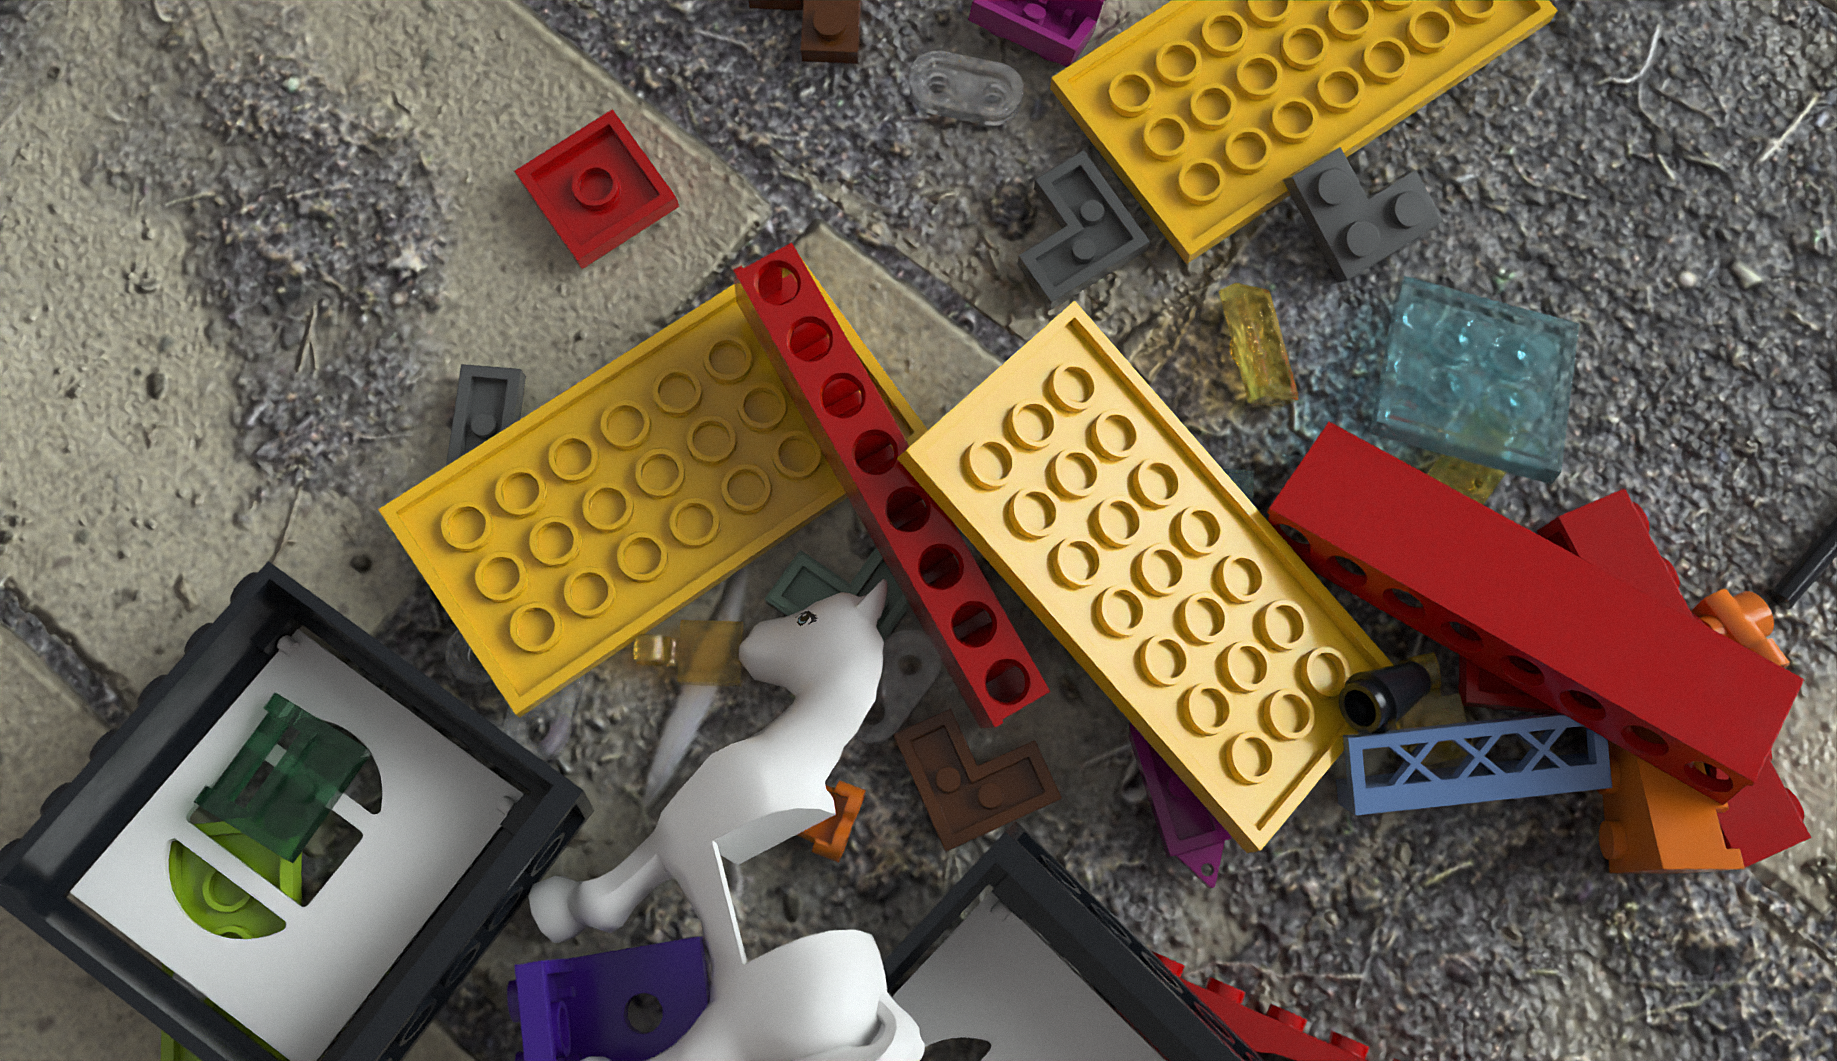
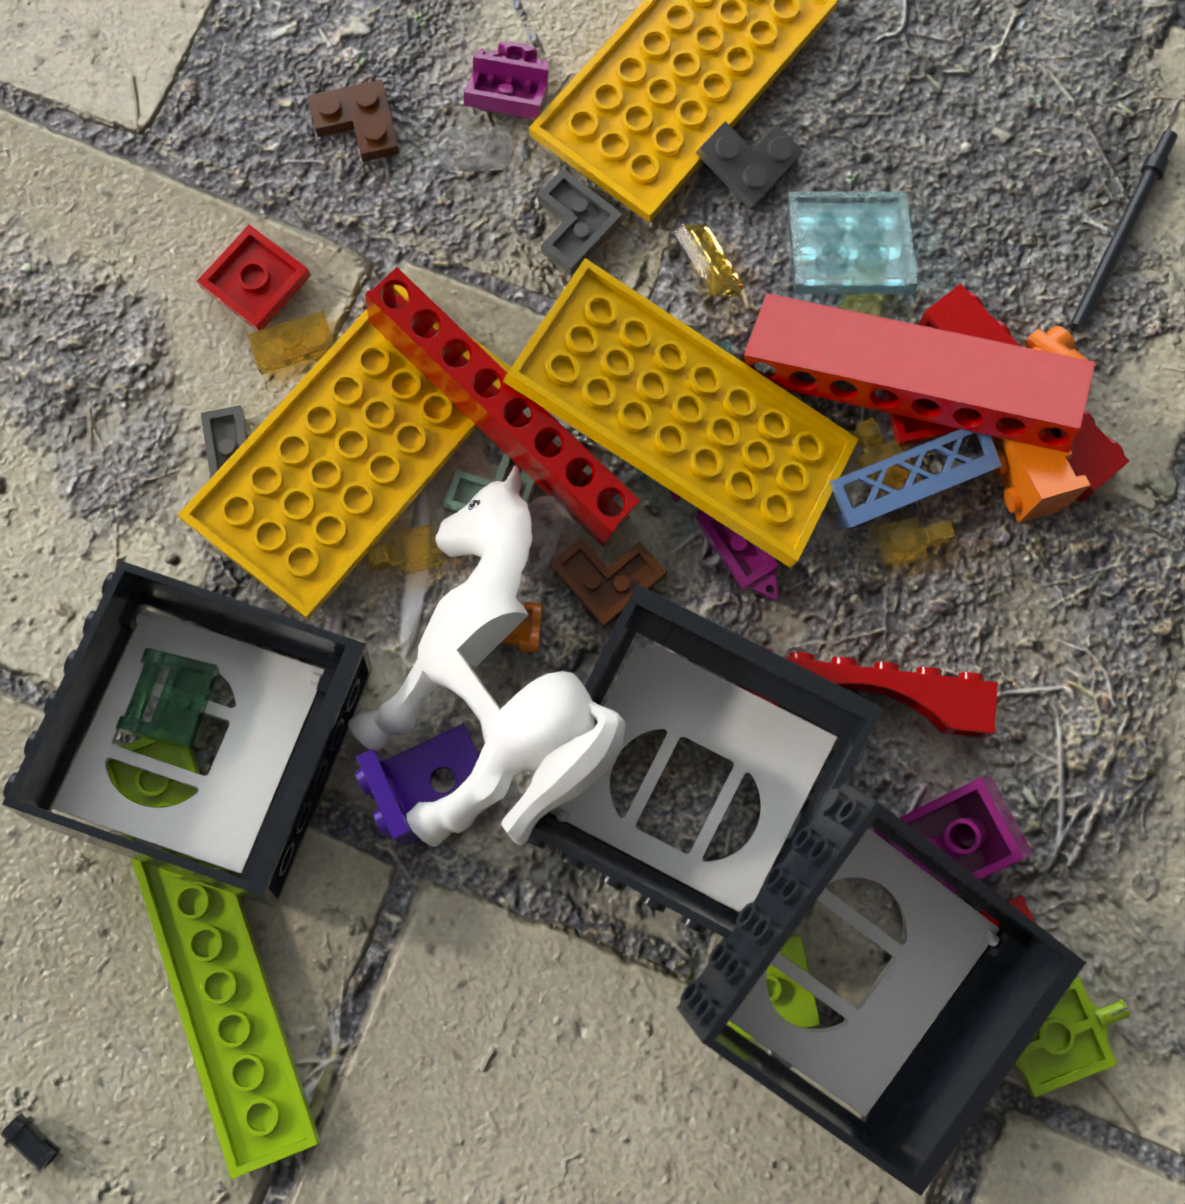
camera: 15 degrees left, 0 degrees up
(622, 295) = (291, 342): none -> clear yellow plate
(1382, 696) = (846, 450): black cone -> none
(1432, 854) = (906, 542): none -> clear yellow plate

